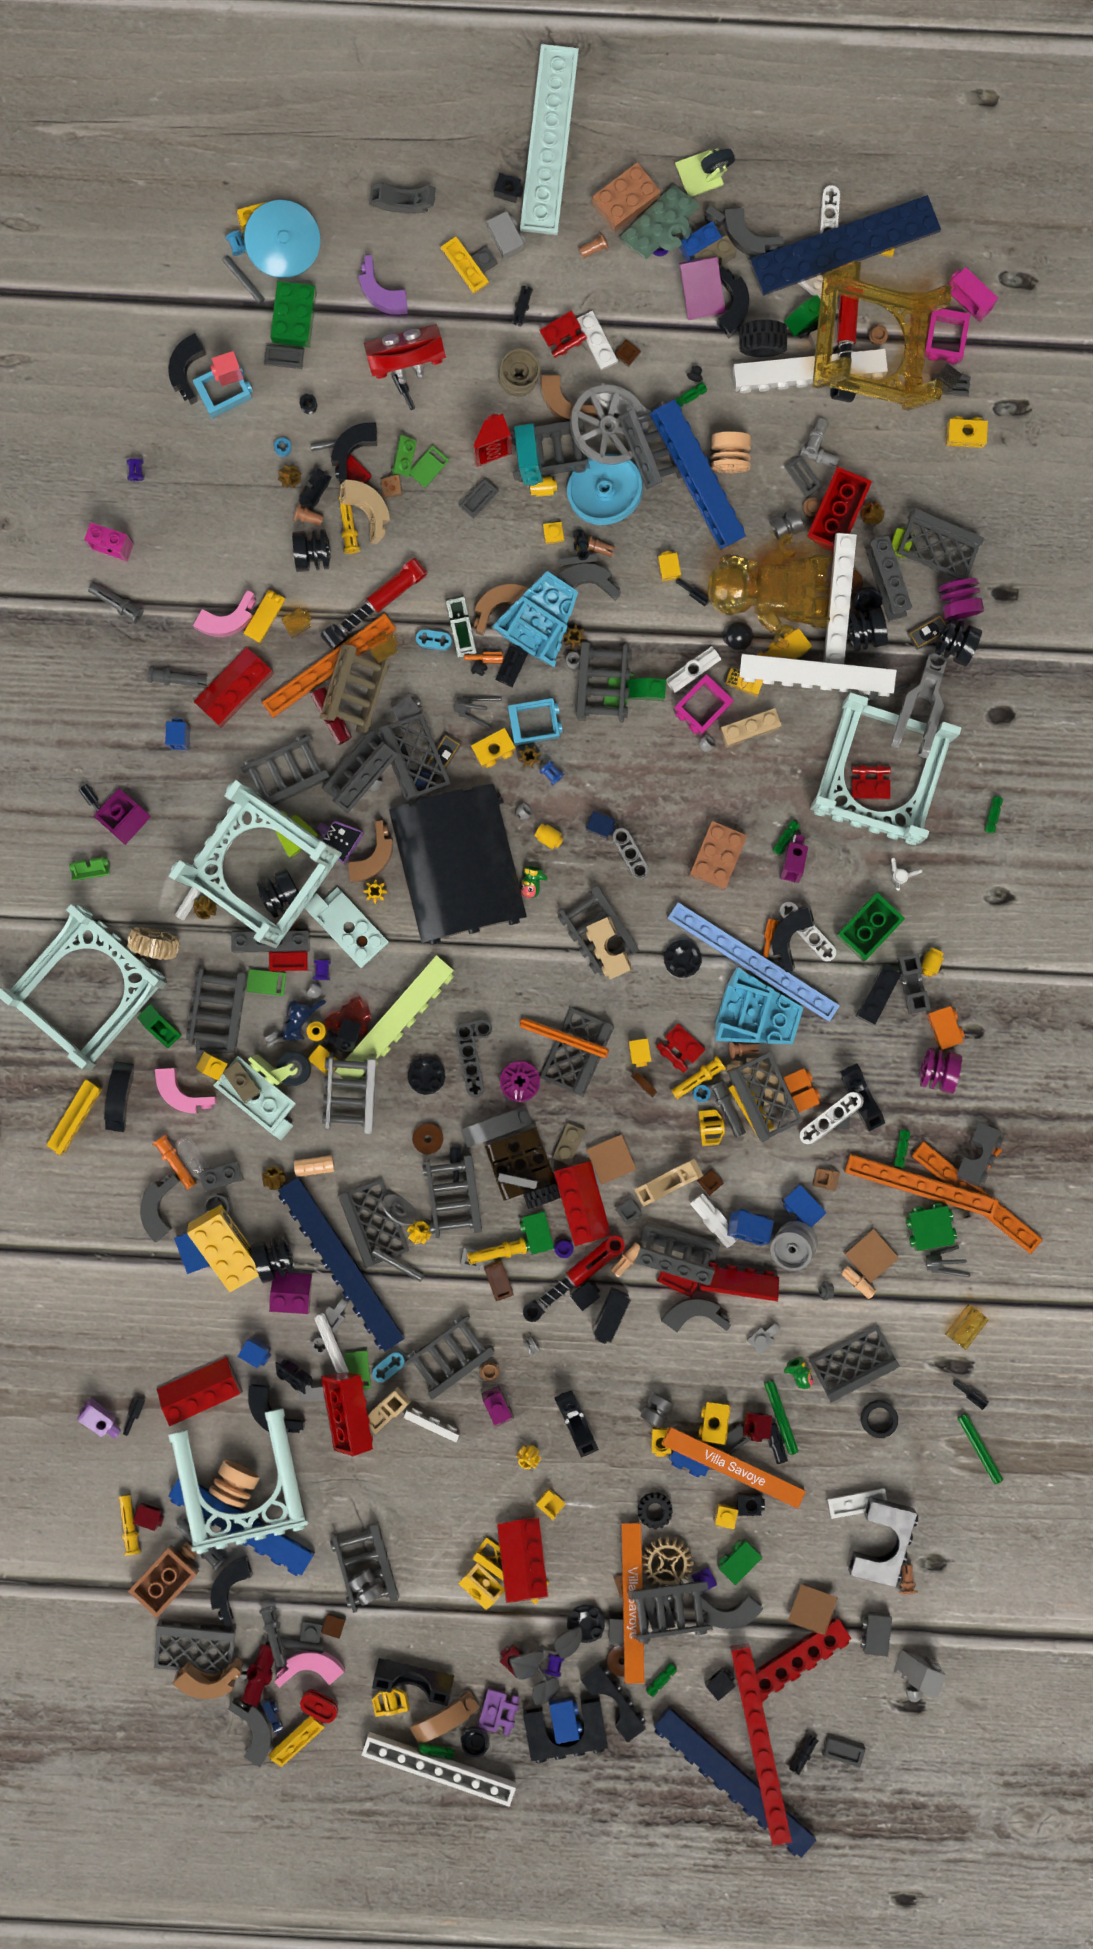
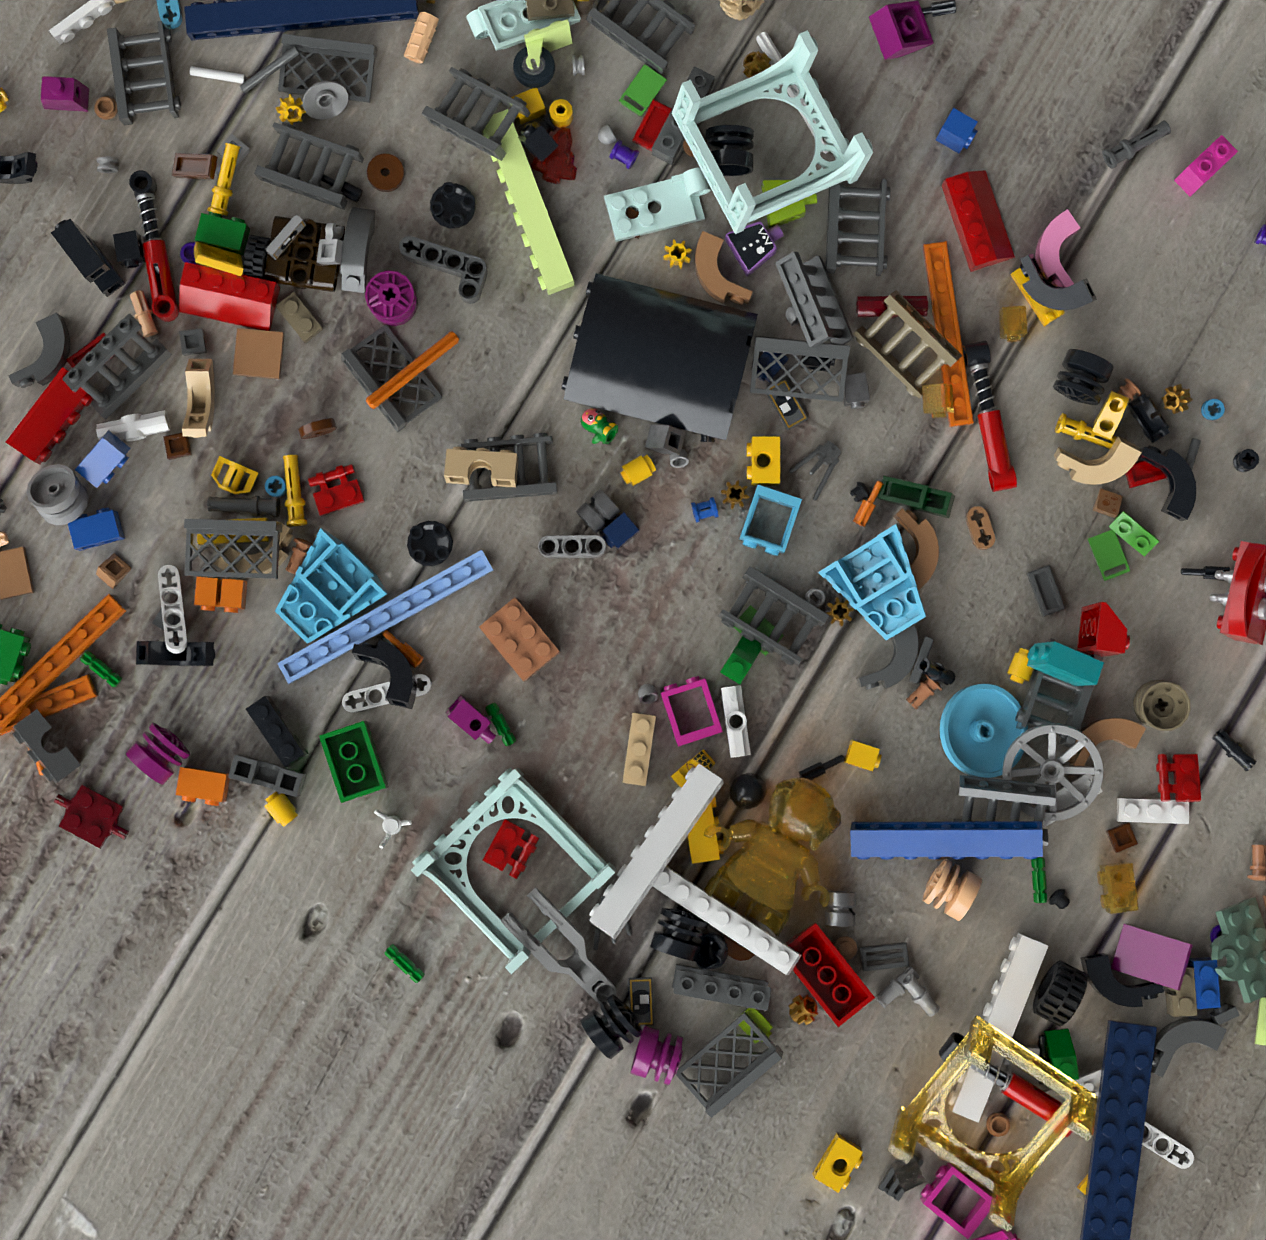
camera: 115 degrees right, 0 degrees up
(167, 677) = (1026, 156): dark grey pin -> none
(263, 601) = (1053, 296): none -> black arch
(298, 1015) = (589, 102): dark blue animal -> none
(328, 516) = (1110, 414): none -> yellow leg
(420, 1302) = (217, 74): none -> white piece
(433, 644) = (920, 463): medium azure beam -> none
(461, 571) = (975, 530): none -> medium nougat beam
(508, 1143) = (331, 247): none -> light grey plate
(511, 666) = (843, 528): black hinge -> none
(516, 827) = (665, 439): none -> flat silver brick
(553, 532) = (965, 651): yellow plate -> none
(559, 1222) = (218, 258): none -> yellow plate
(594, 849) = (598, 511): none -> flat silver wheel
(639, 1052) = (354, 443): yellow brick -> none
(665, 336) = (1121, 887): none -> clear yellow brick
(1011, 1097) = (91, 816): none -> dark red plate

